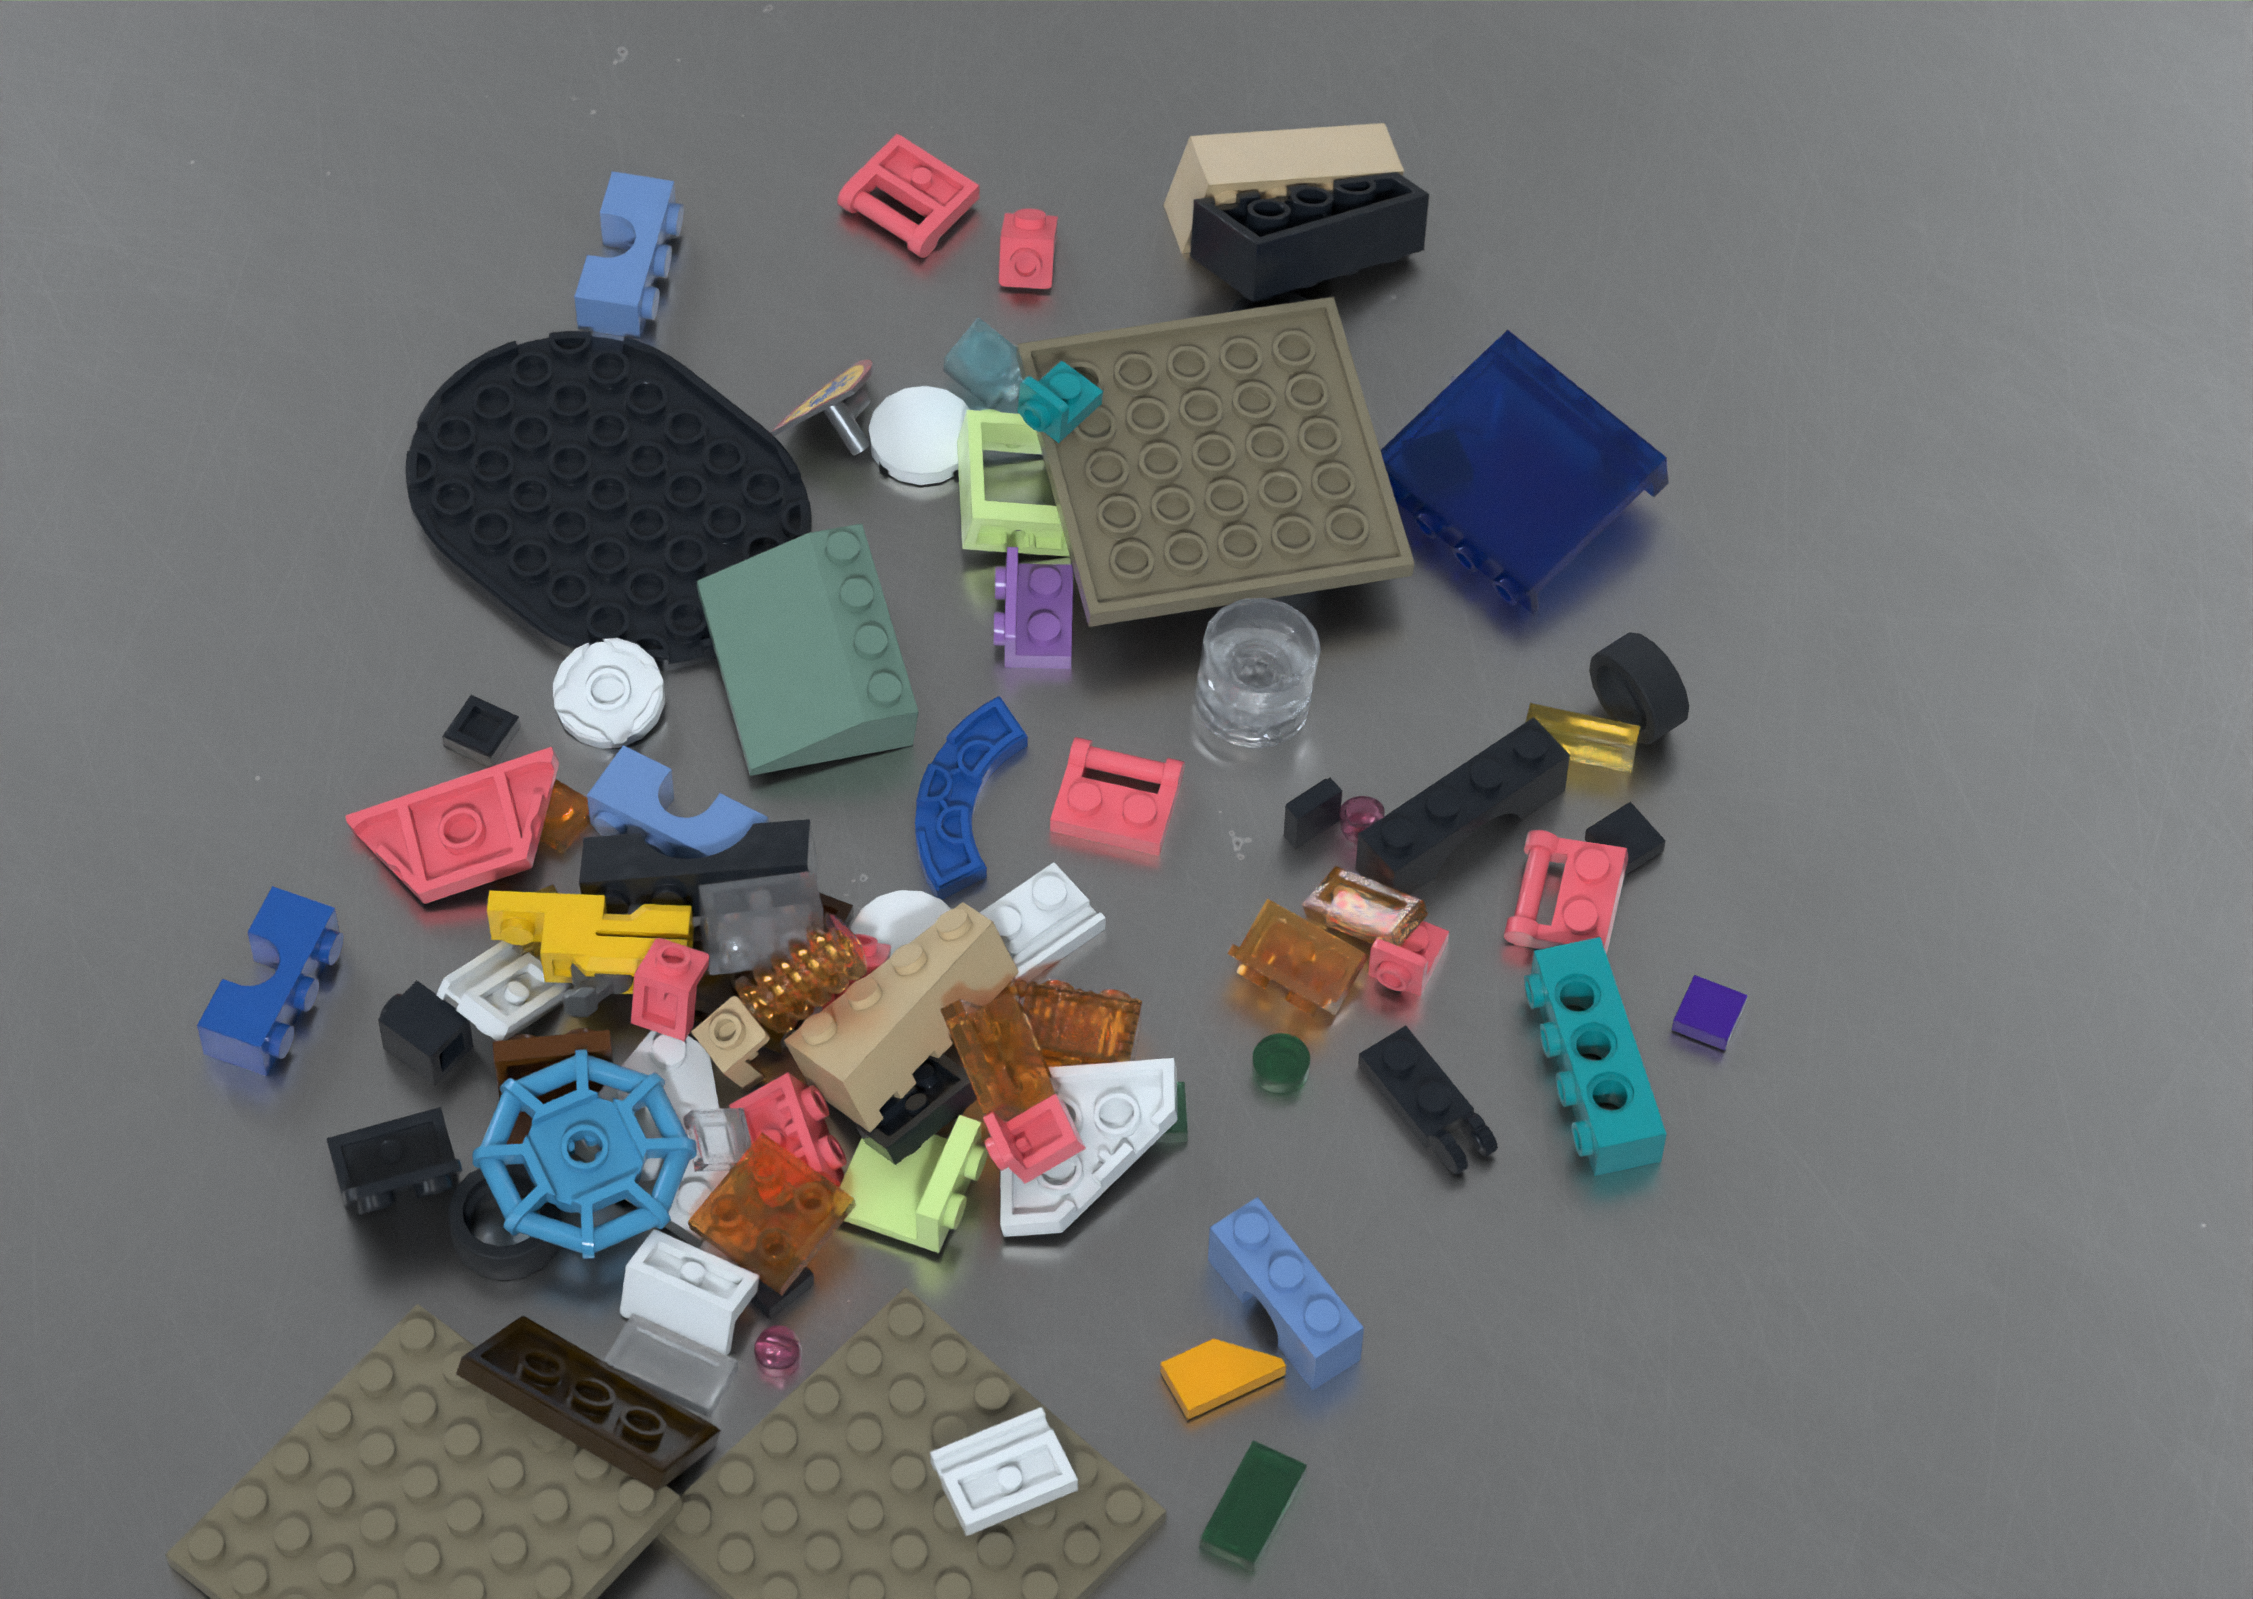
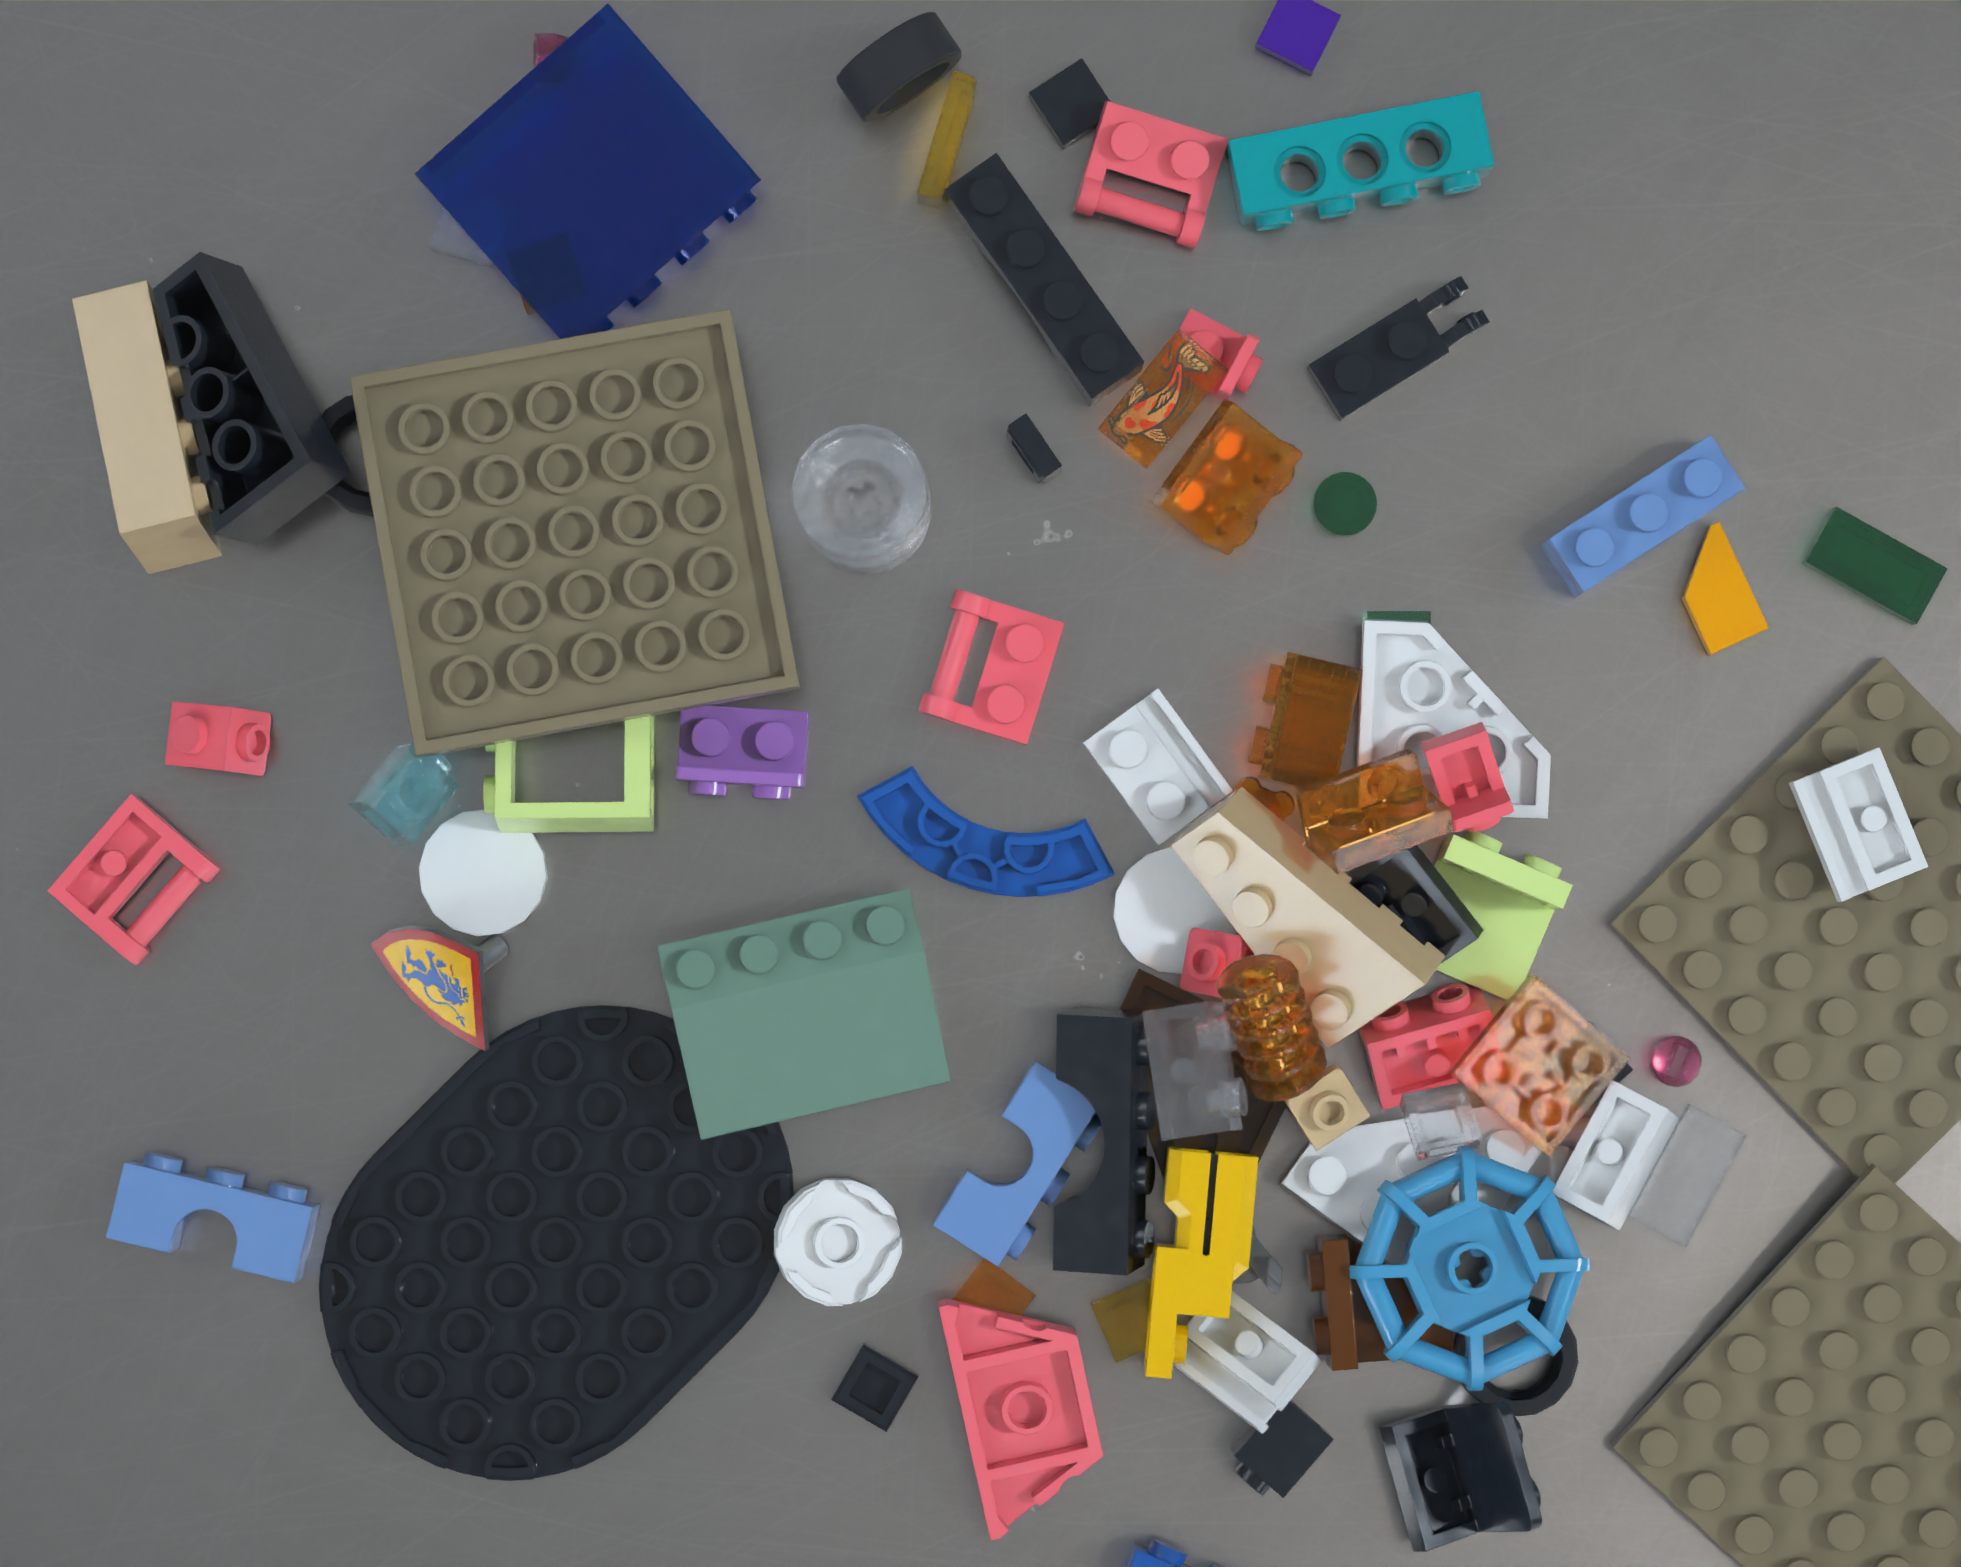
camera: 90 degrees left, 30 degrees up
(589, 1402) = (1752, 1263): dark brown tile -> none
(667, 988) = (1271, 1173): coral bracket -> none
(1058, 401) = (510, 709): teal bracket -> none
(1358, 815) = (1030, 395): clear pink hinge -> none

